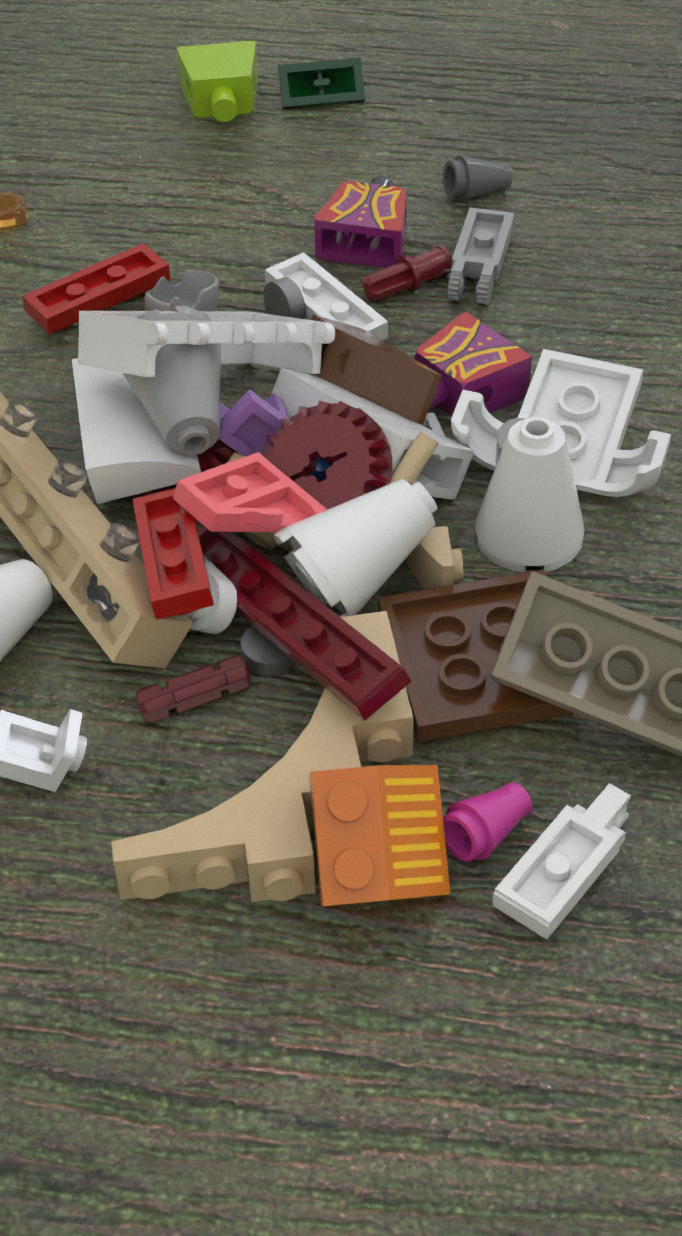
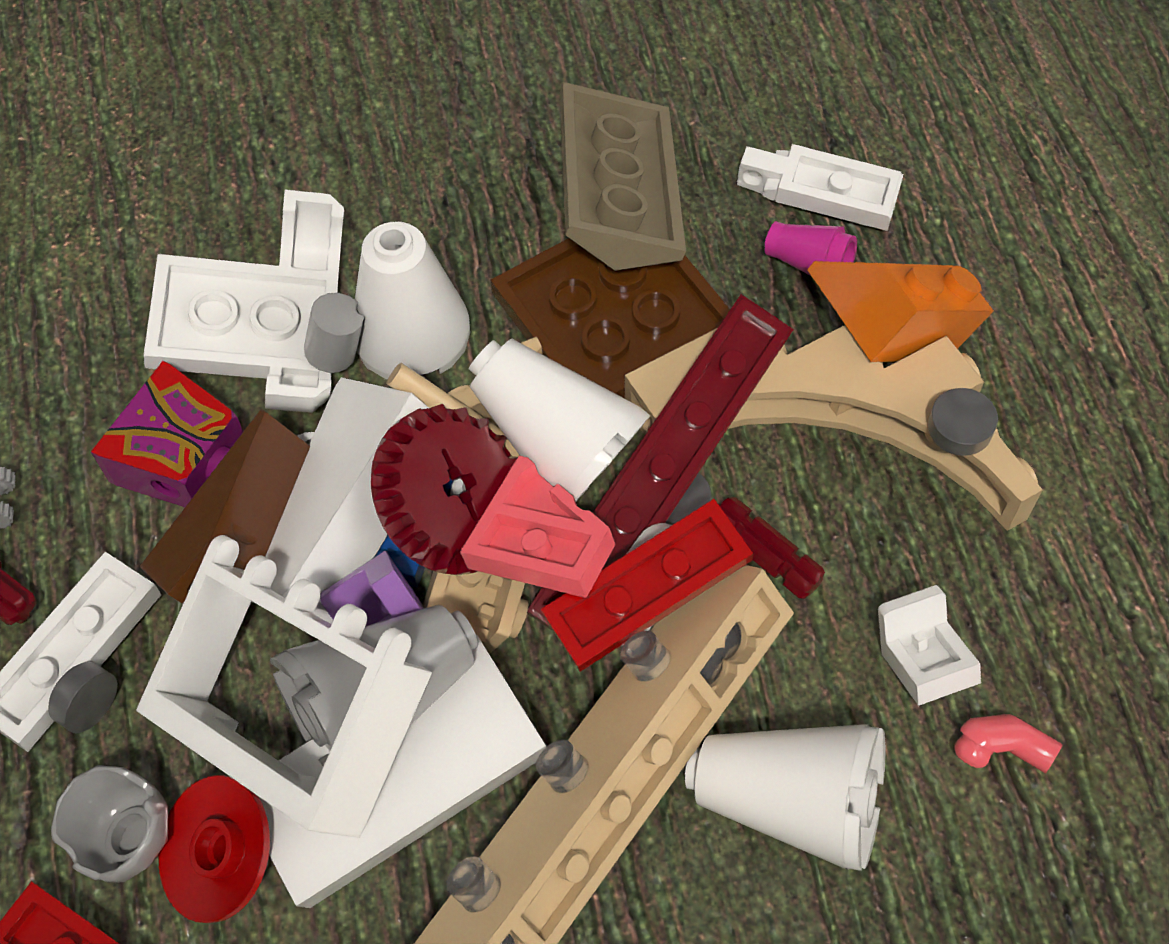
camera: 110 degrees left, 15 degrees up
(207, 815) = (962, 421): none -> flat silver tile

